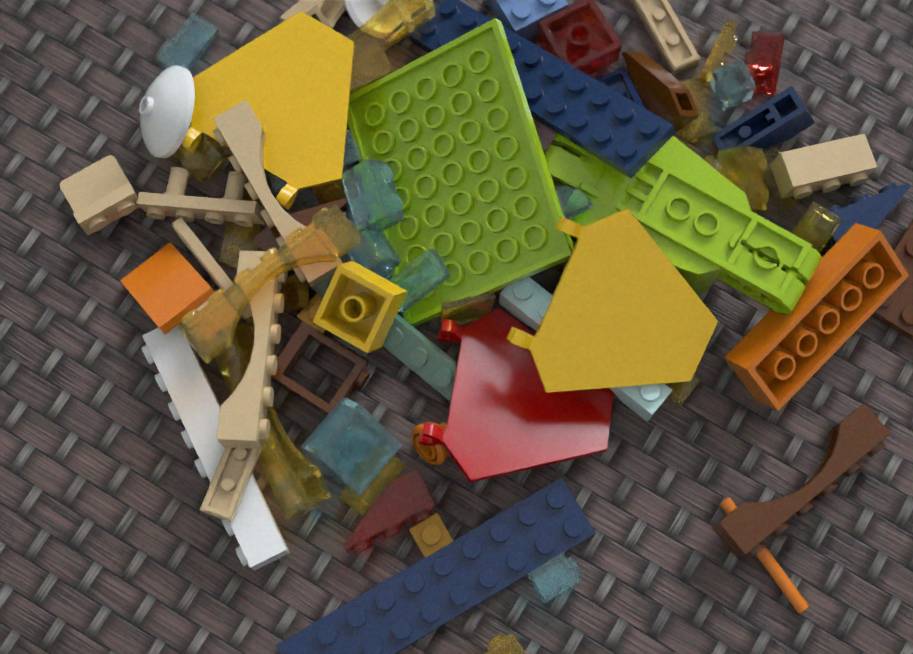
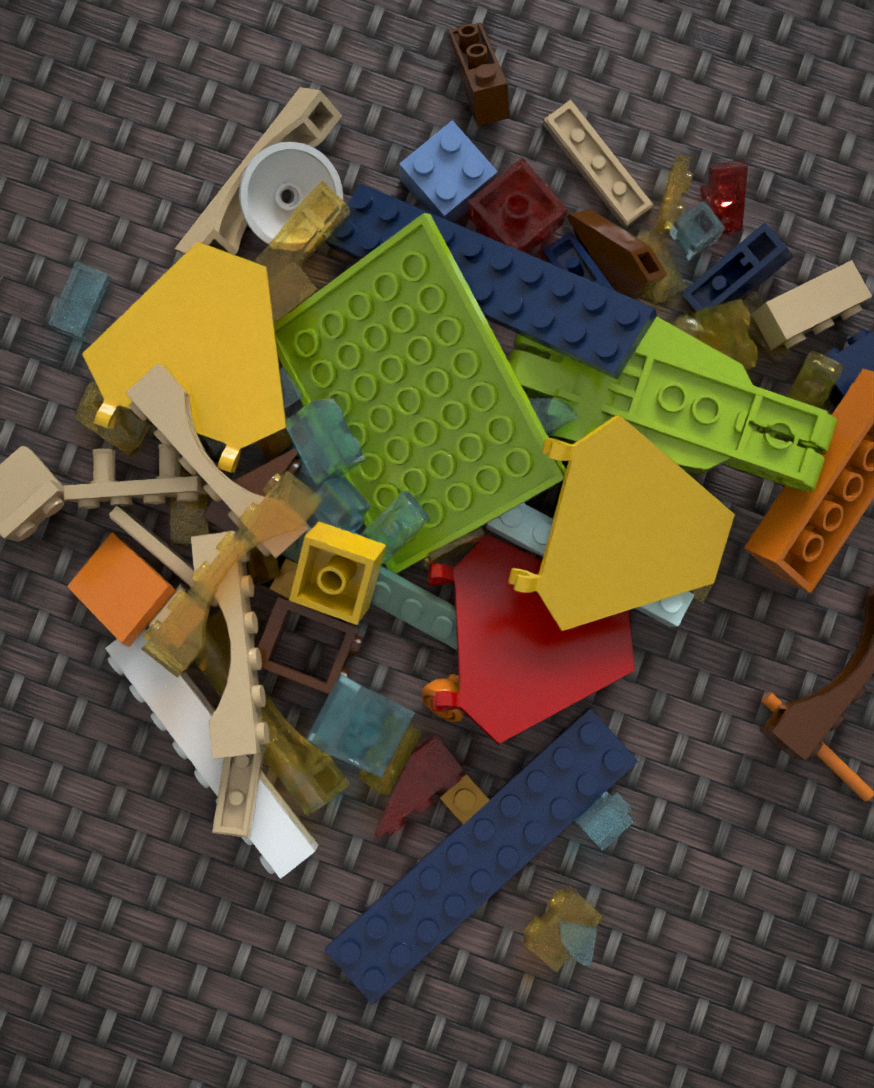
camera: 15 degrees left, 10 degrees up
(167, 111) = (73, 387): white dish -> none

